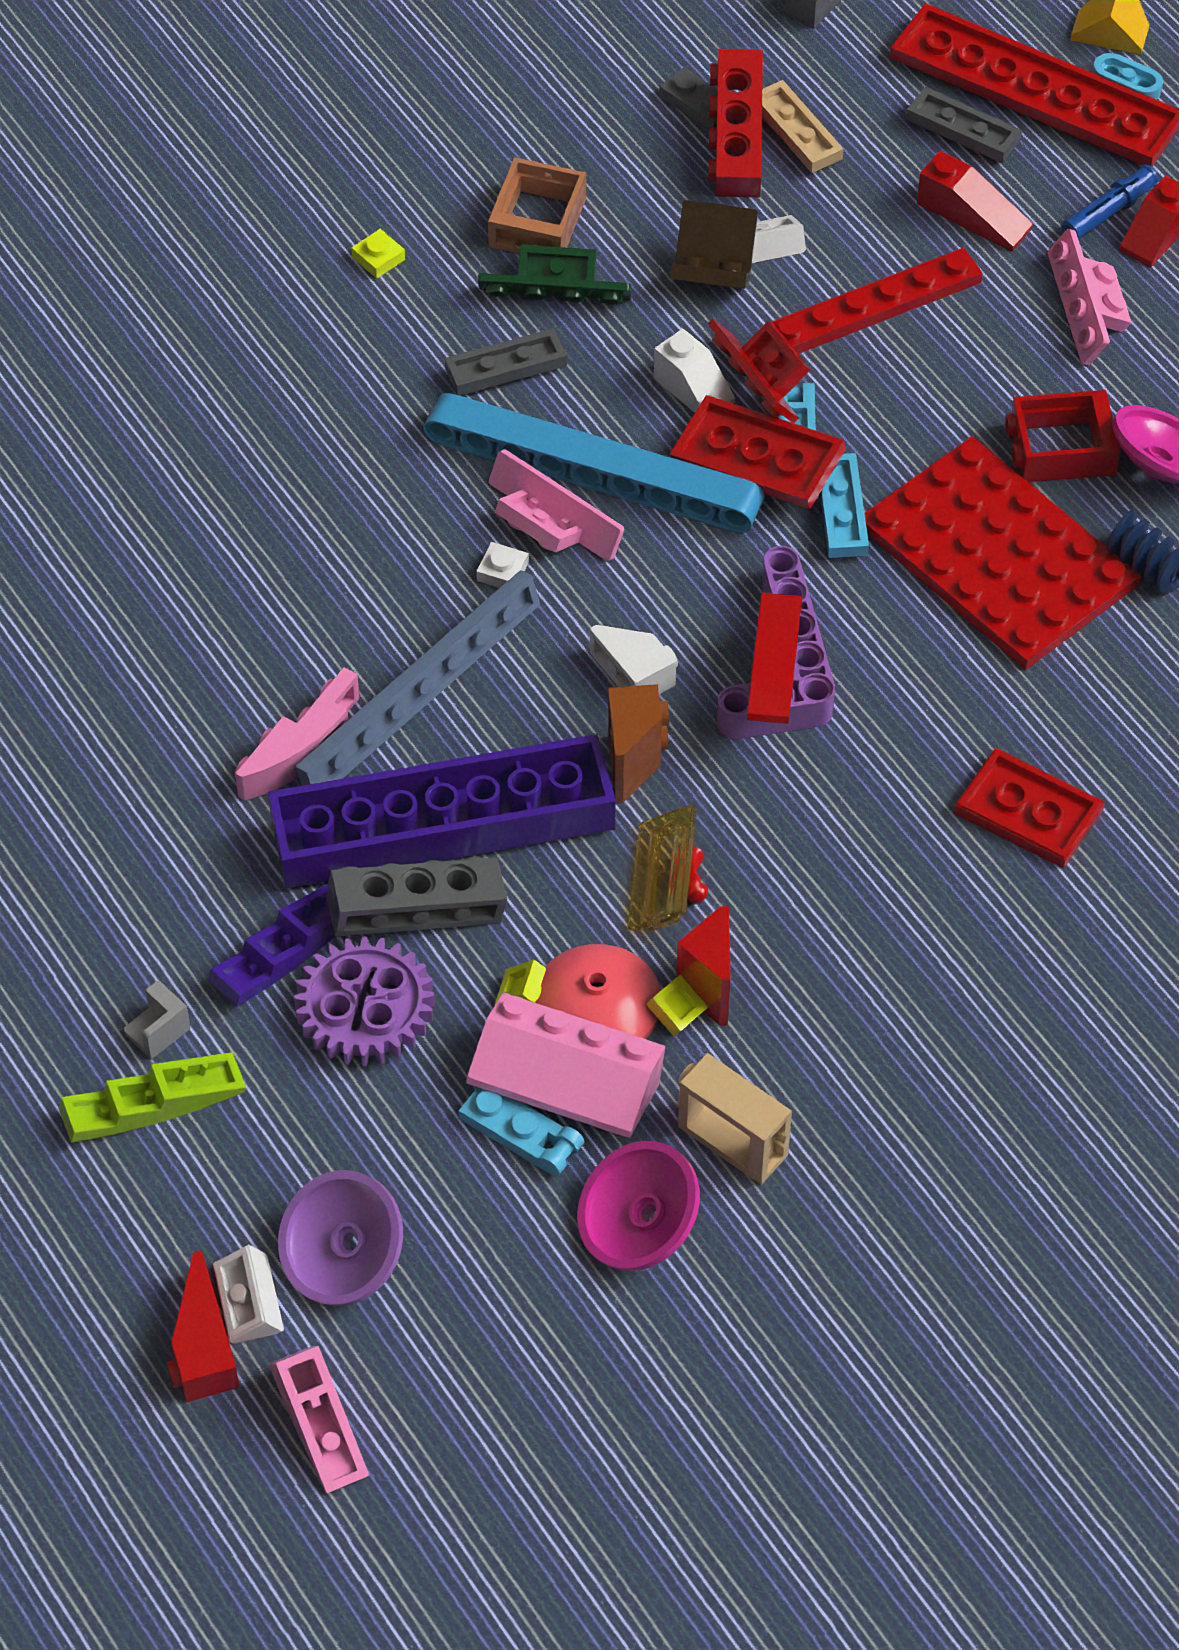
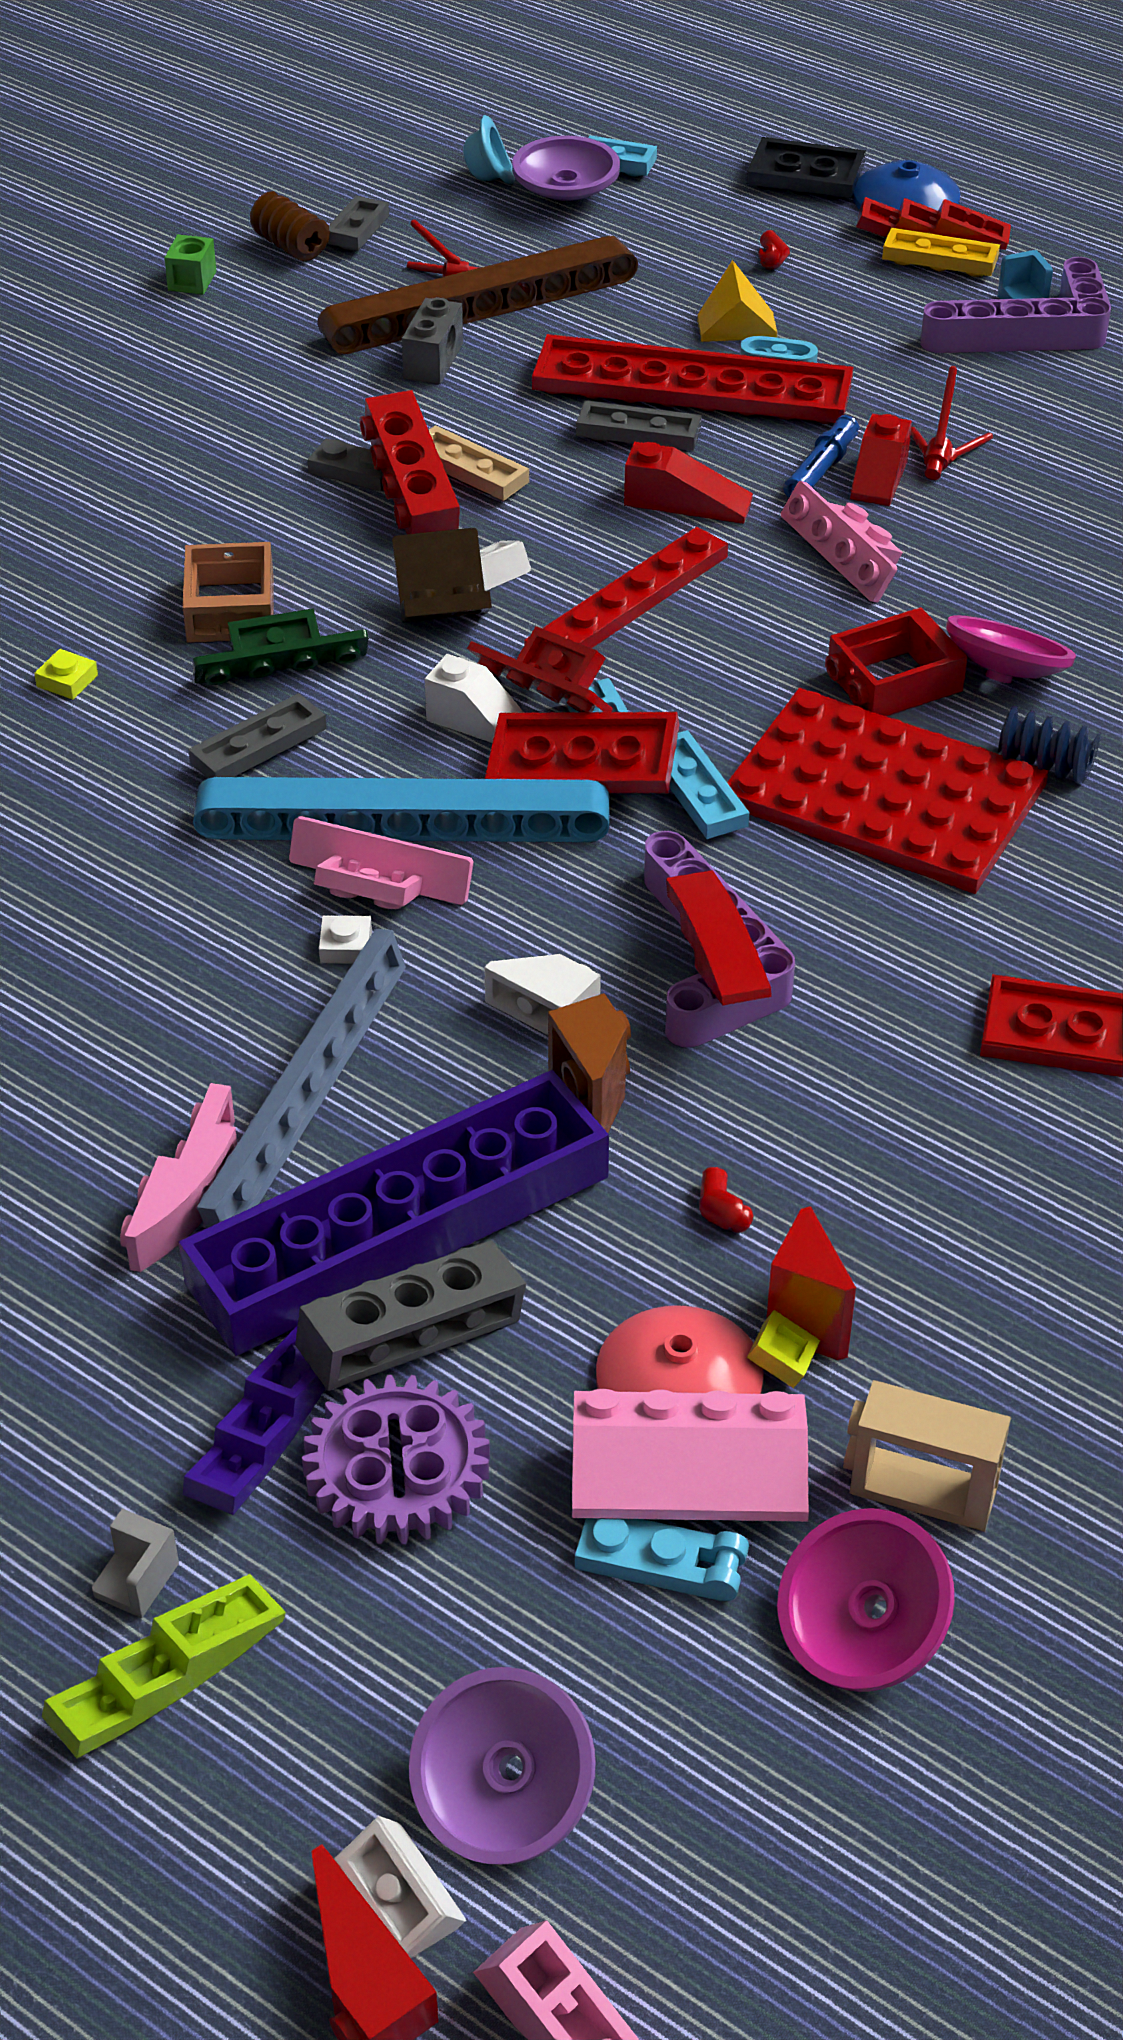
camera: 20 degrees left, 10 degrees down
(523, 981) = (582, 1372): neon yellow plate -> none
(662, 869) = (690, 1202): clear yellow piece -> none

